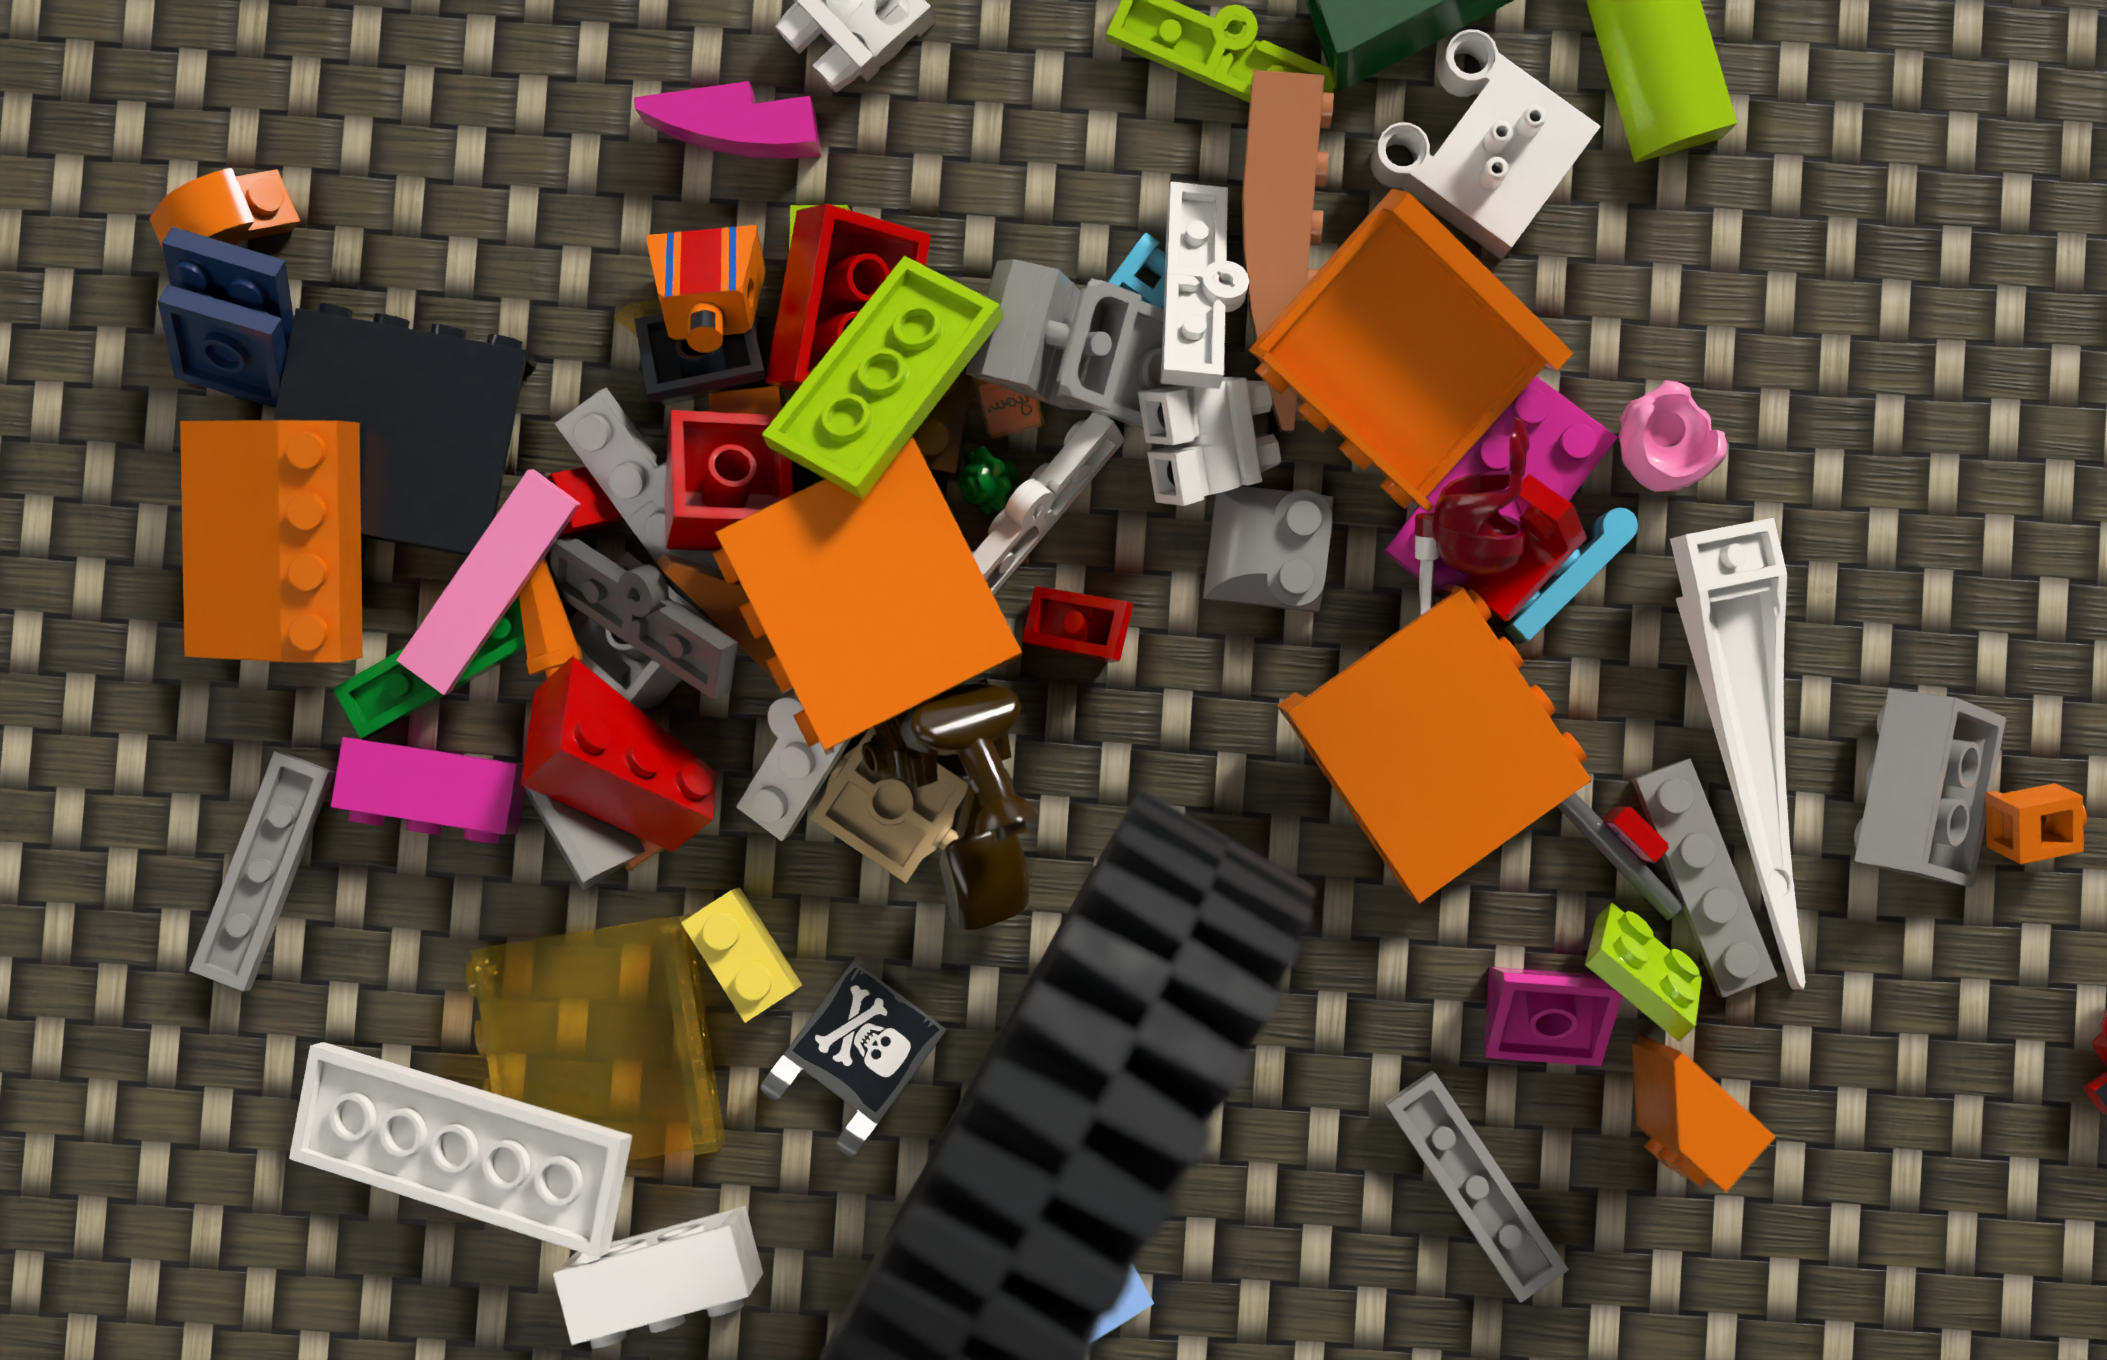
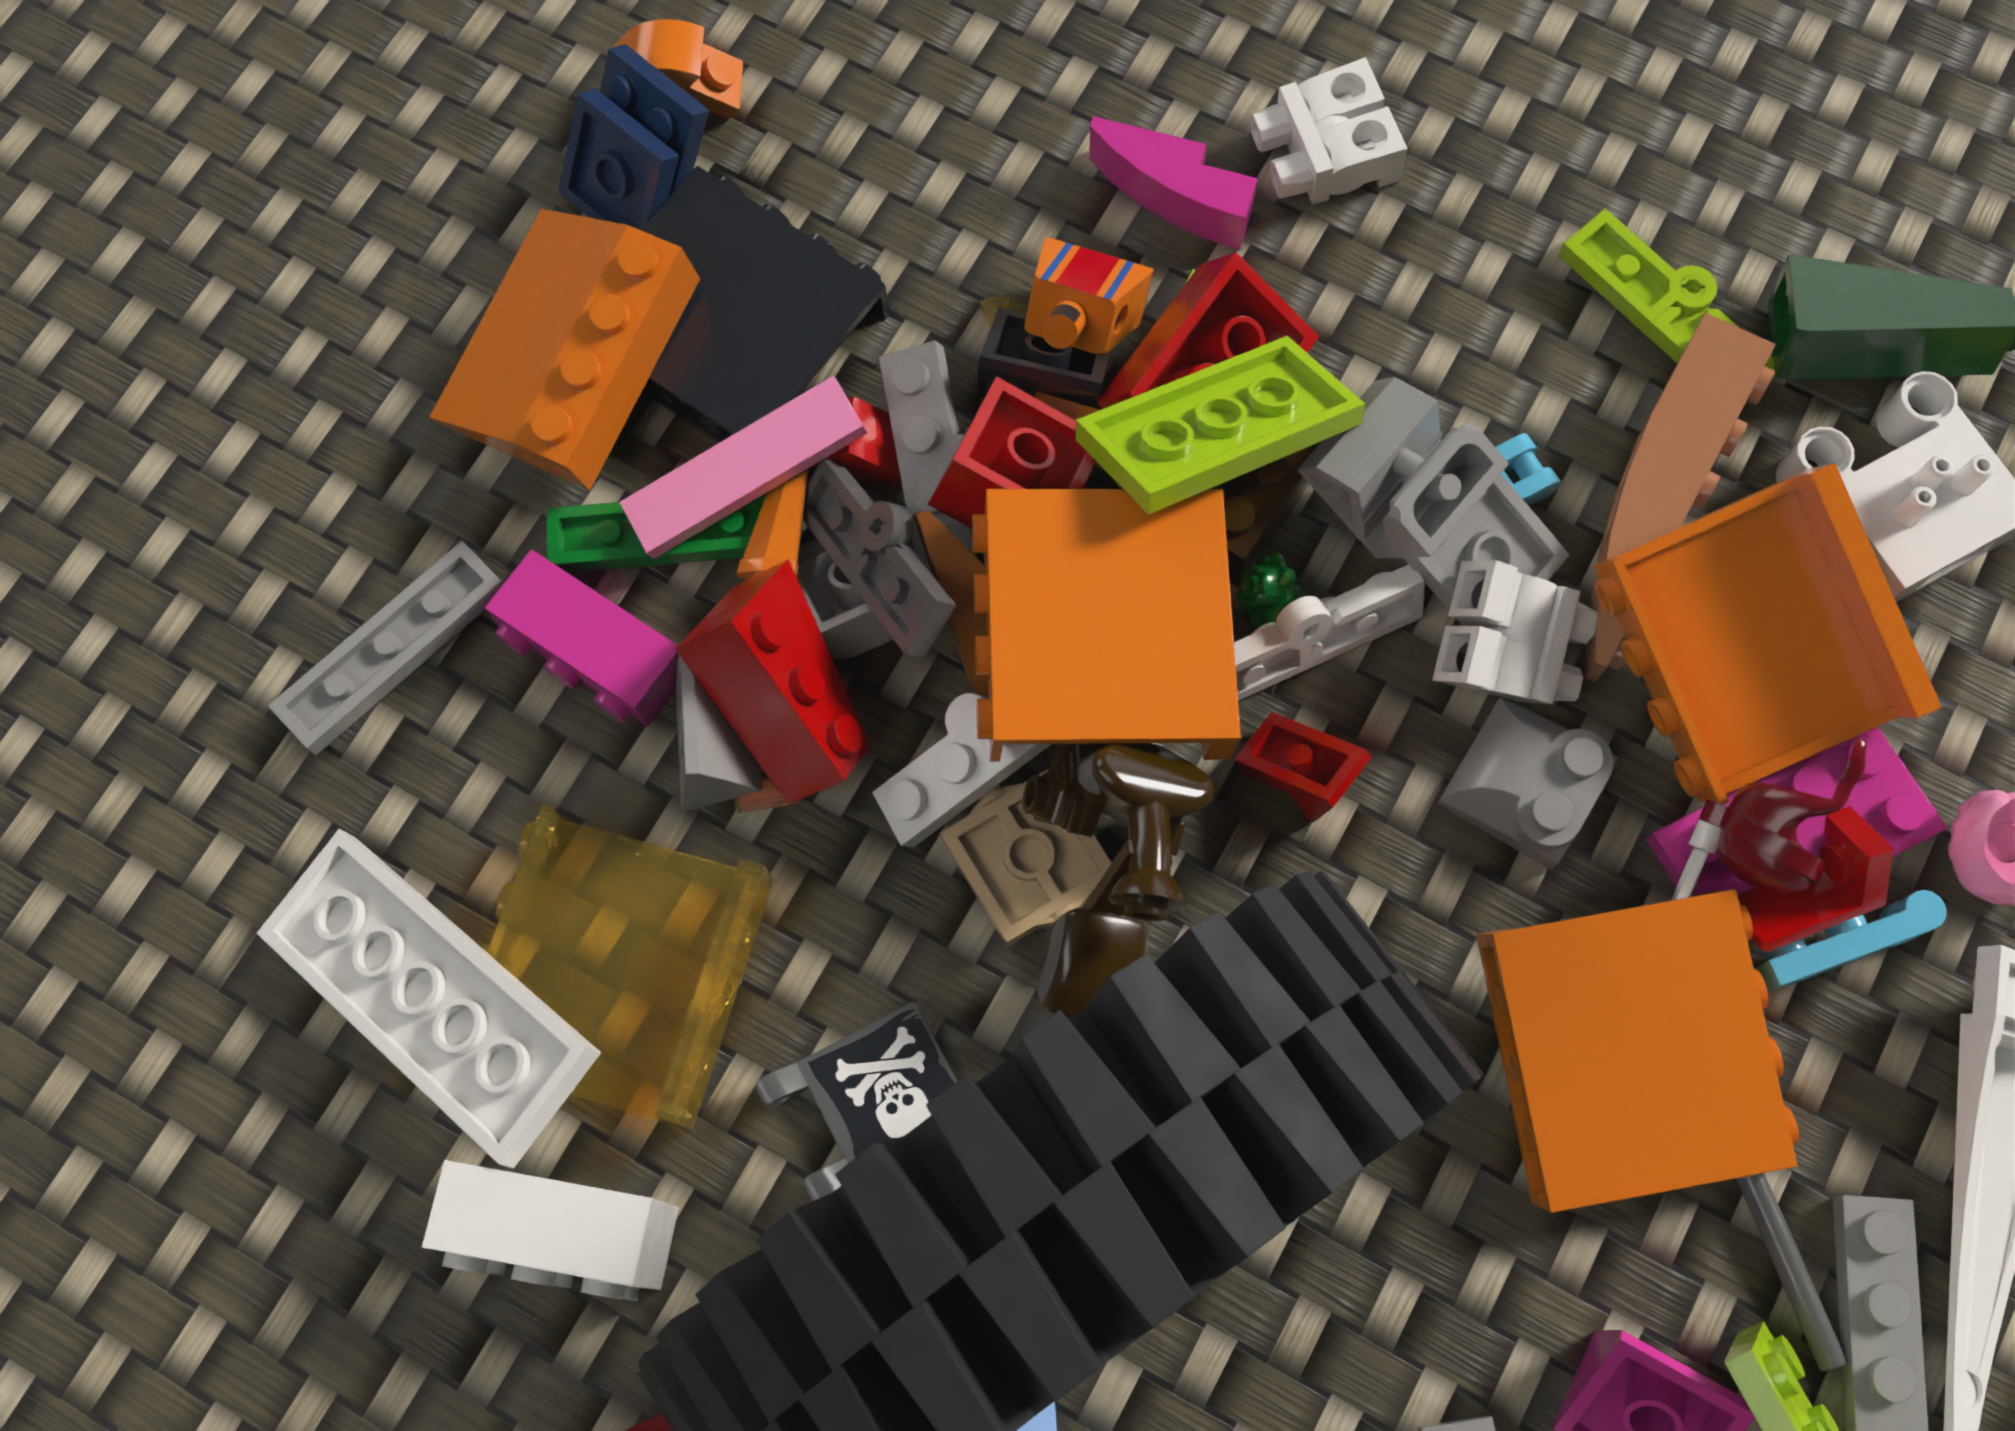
camera: 25 degrees right, 15 degrees down
(741, 954) = (805, 937): light yellow brick -> none
(1007, 411) = (1319, 537): tile -> none
(1197, 286) = (1564, 491): white hinge -> none
(1636, 833) = (1824, 1253): red tile -> none

